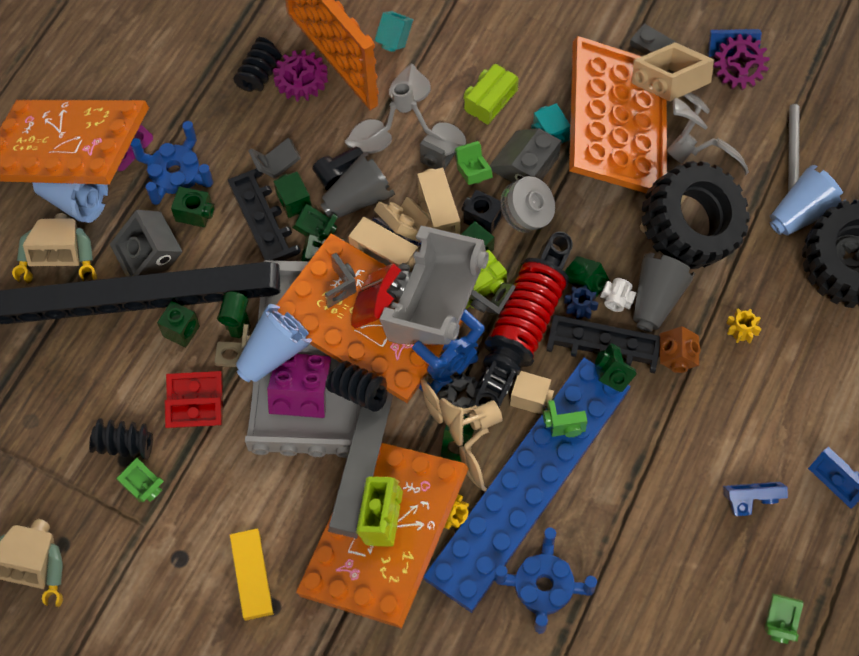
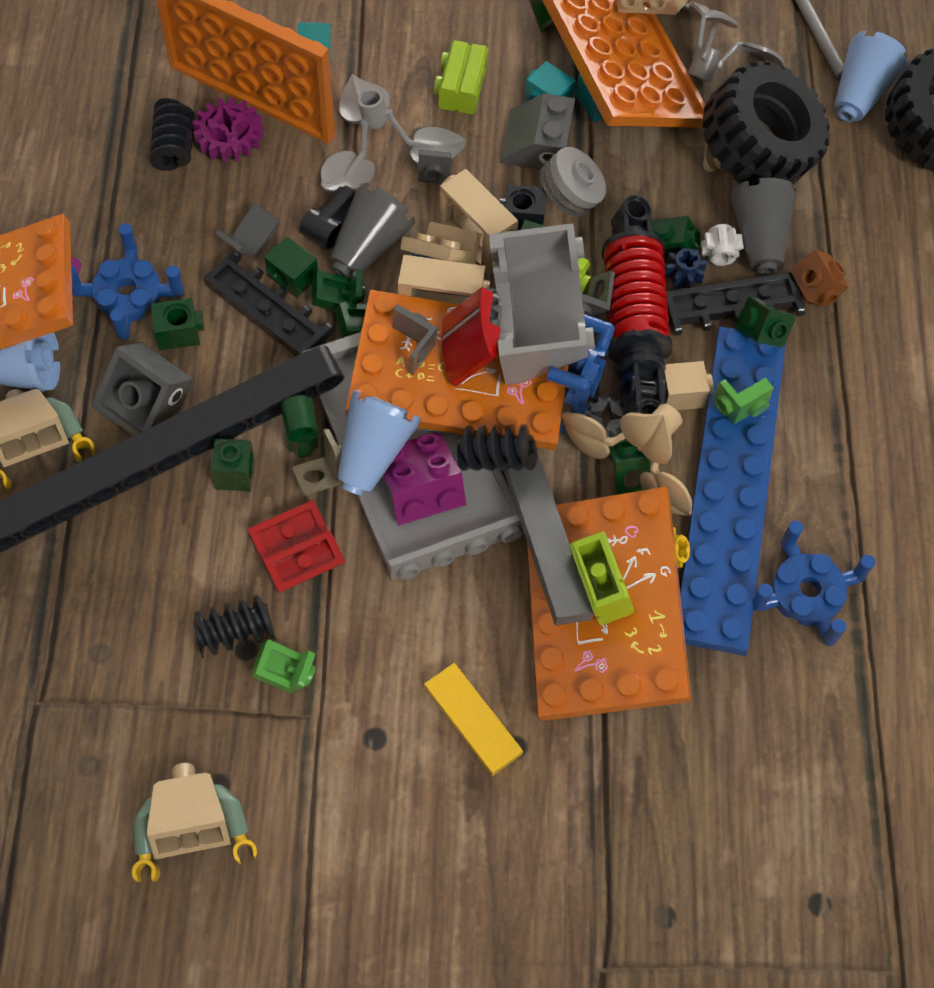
camera: 30 degrees left, 0 degrees up
(472, 164) = (483, 162): bright green bracket -> none
(743, 325) = (870, 229): yellow gear -> none

